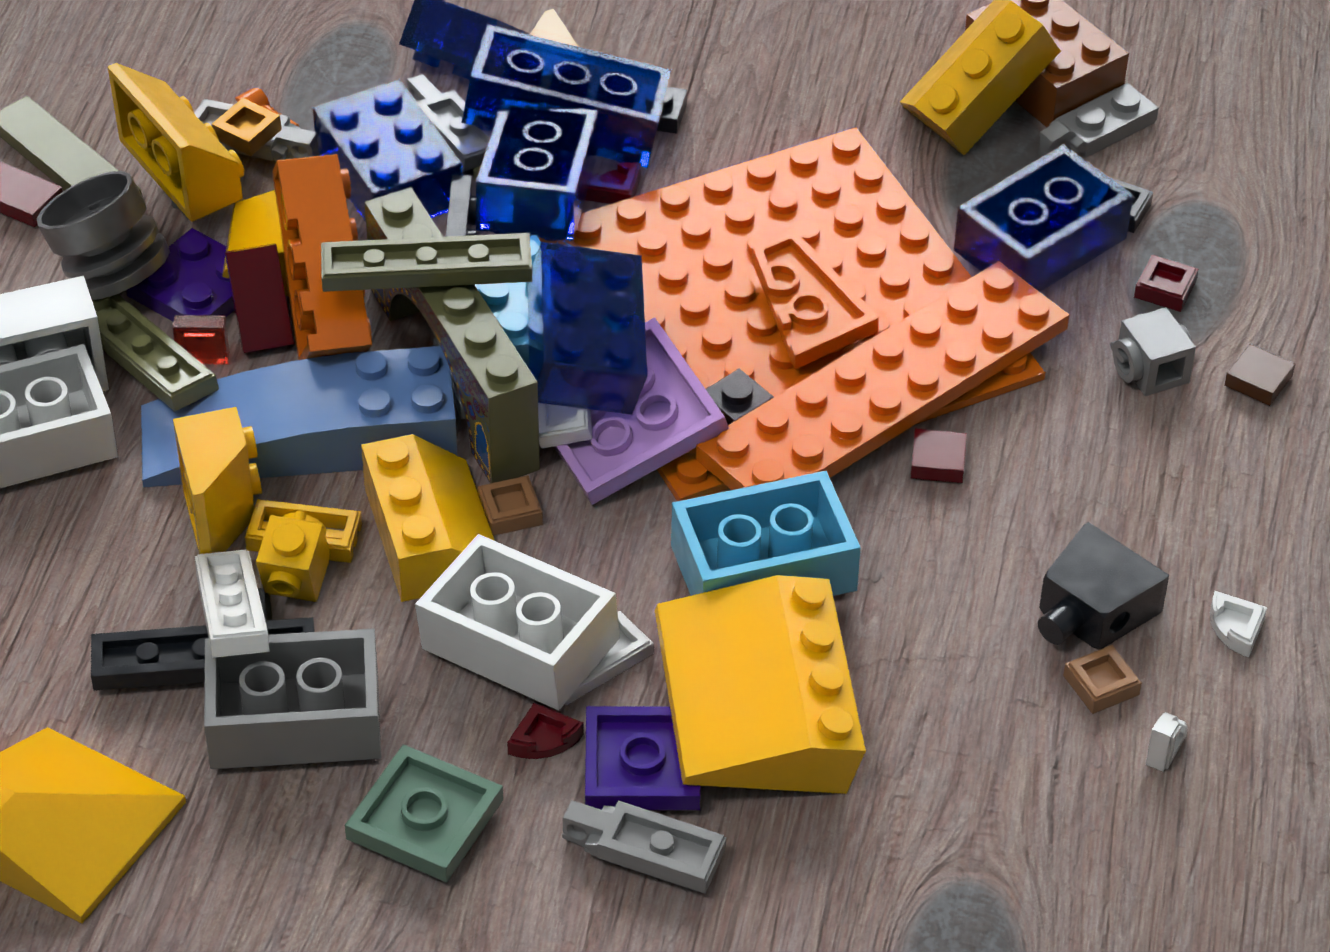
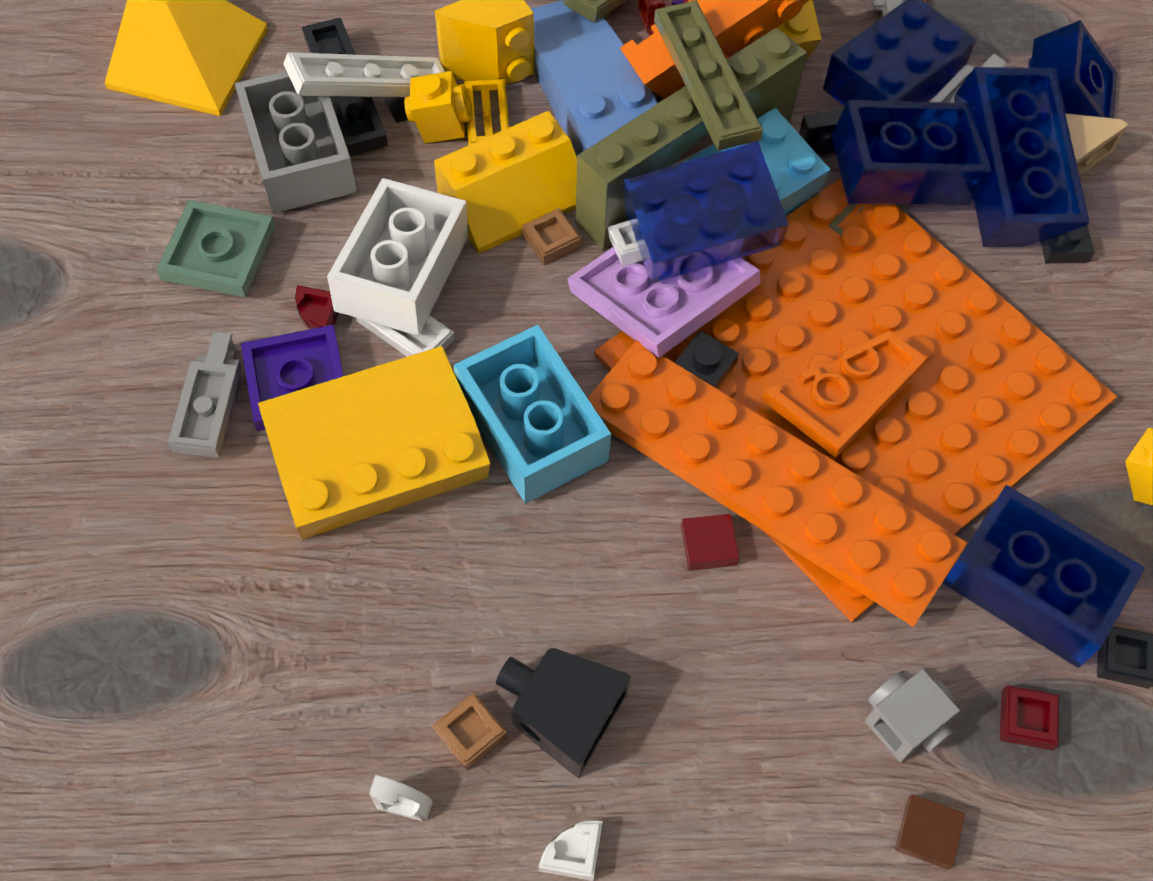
camera: 75 degrees right, 15 degrees up
(615, 184) = (953, 230): dark red tile -> none

